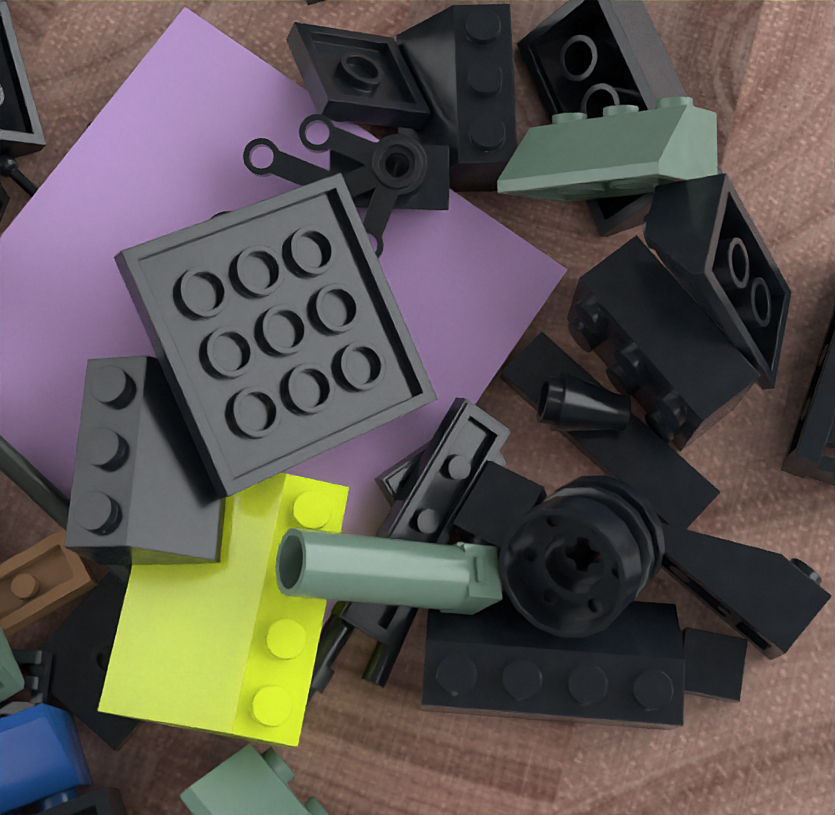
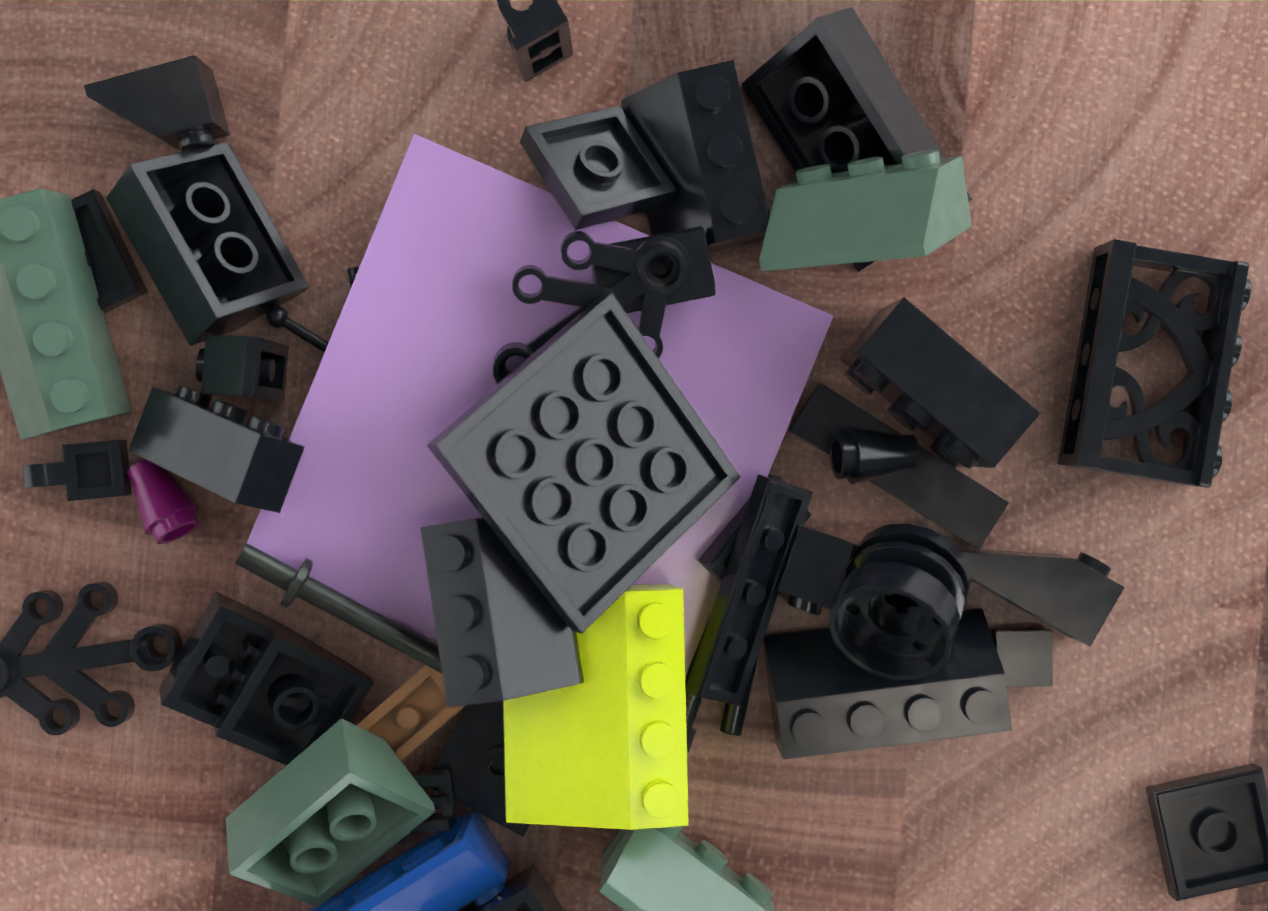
camera: 15 degrees left, 15 degrees up
(388, 571) = (733, 662): sand green piece -> none
(723, 265) = (989, 311): black slope -> none

